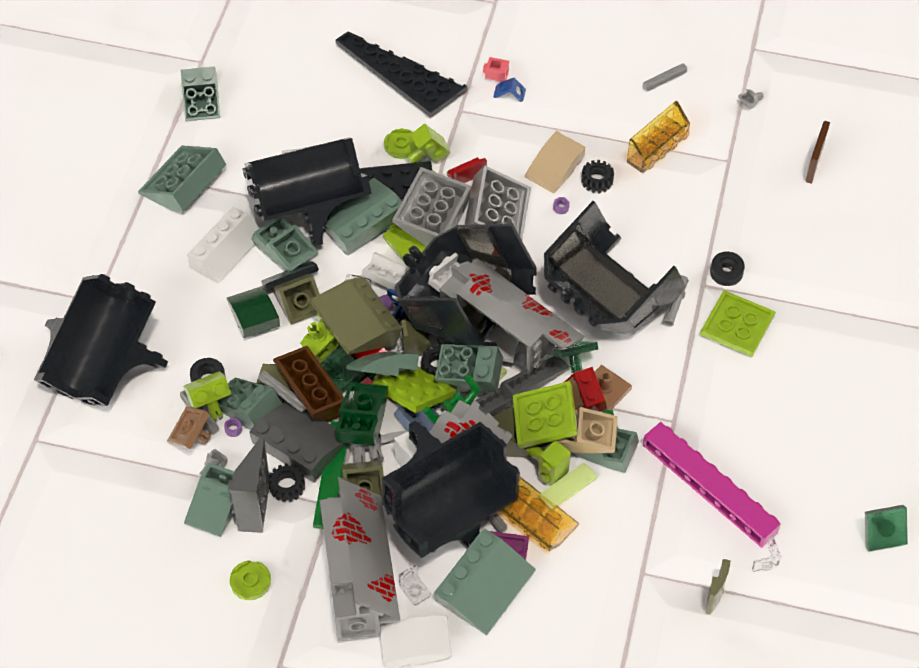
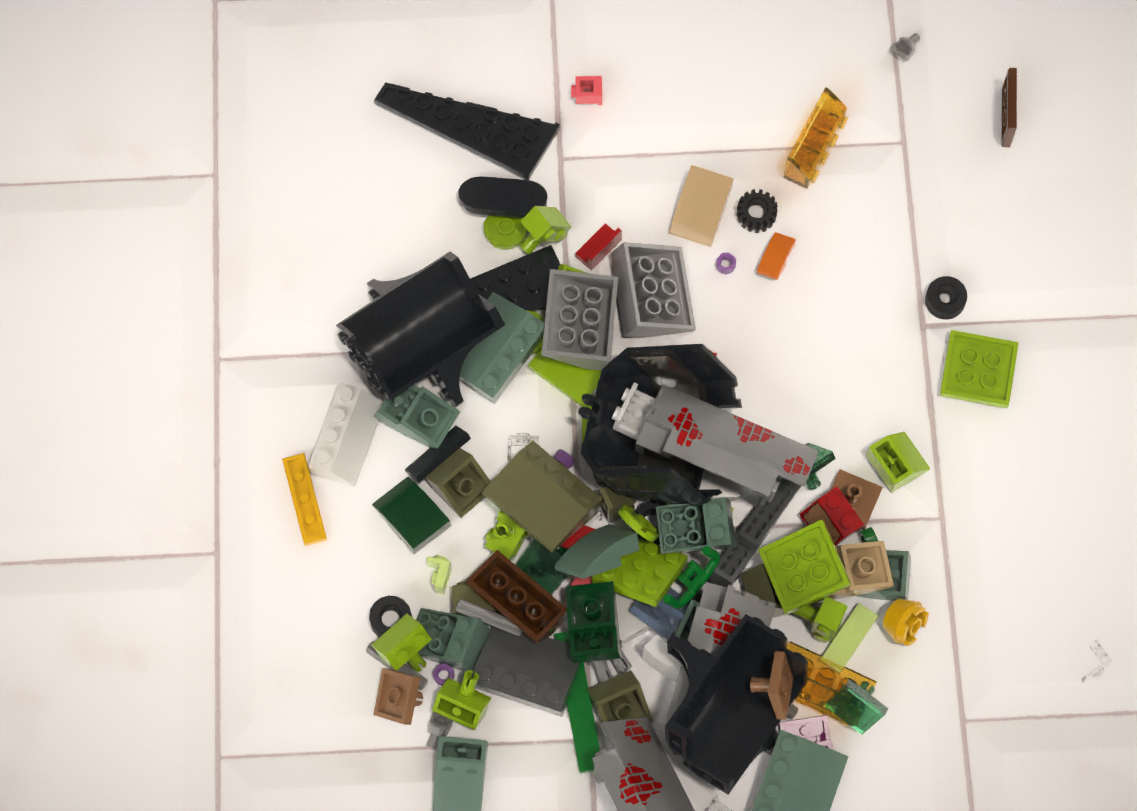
camera: 15 degrees left, 15 degrees up
(97, 341) = (250, 618): black cylinder -> none
(176, 282) = (304, 499): none -> yellow tile
(183, 177) = (258, 352): sand green slope -> none
(200, 93) = (235, 227): sand green slope -> none
(235, 443) = (462, 701): none -> lime brick
(250, 490) = (505, 772): dark grey slope -> none
(259, 355) = (441, 577): none -> yellowish green bracket
(290, 492) = (529, 714): black tyre -> none
(384, 271) = (549, 417): white bracket -> none
(399, 311) = (585, 467): blue bracket -> none
(402, 120) = (501, 196): none -> black tile
(424, 353) = (638, 523): none -> lime tile
(491, 486) = (778, 685): none -> medium nougat tile
(510, 86) = (611, 111): blue bracket -> none
(552, 526) = (856, 705): none -> clear green tile
(598, 285) = (813, 368): windscreen -> none
(607, 204) = (776, 255): none -> orange slope
(617, 482) = (904, 620): none -> yellow cone
(649, 368) = (897, 460): none -> lime slope
(664, 77) = (793, 42): light grey axle -> none
(672, 309) = (899, 351): light grey pin -> none
(711, 484) = (1008, 589): dark pink brick -> none
(717, 586) = (1054, 724): olive slope -> none

